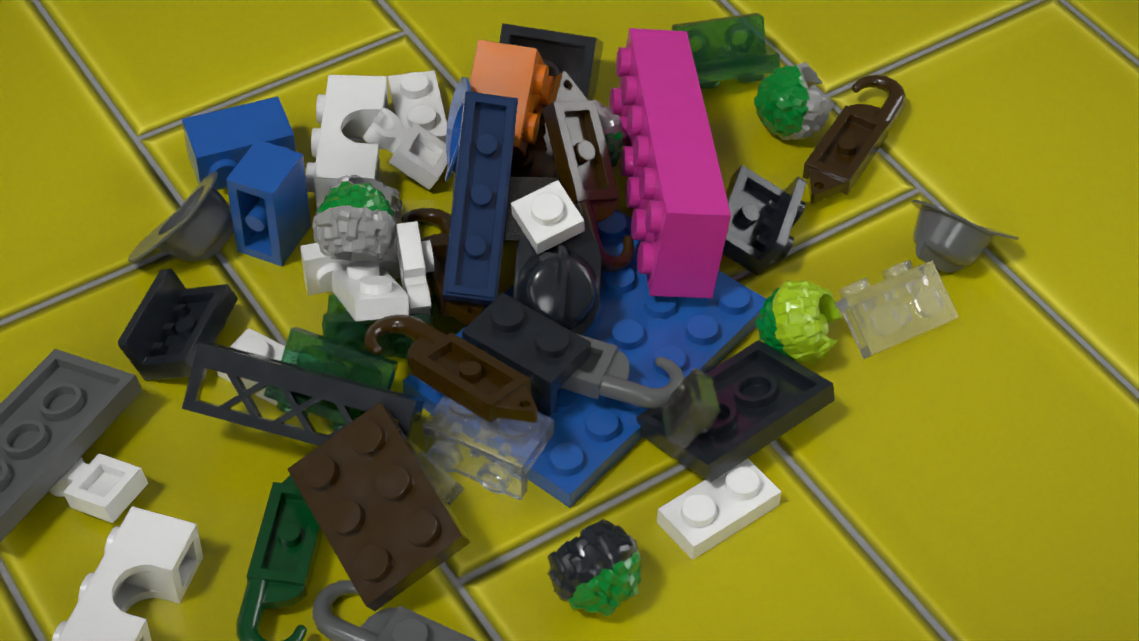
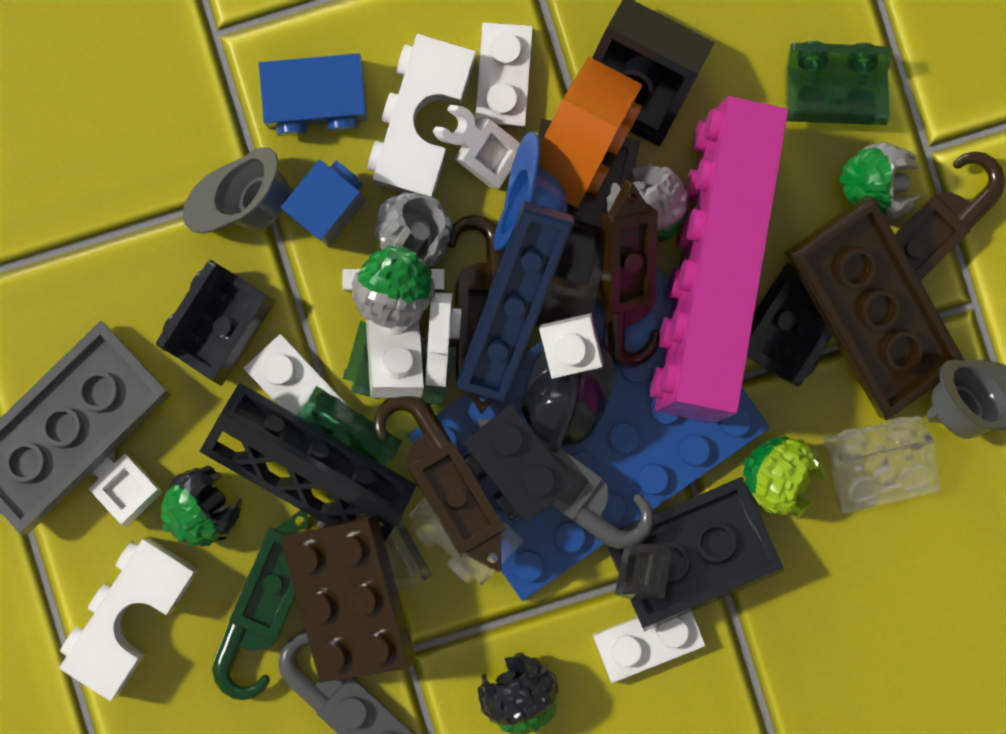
camera: 15 degrees right, 40 degrees up
(189, 480) = (197, 510): none -> piece
(828, 177) = (874, 306): none -> dark brown tile

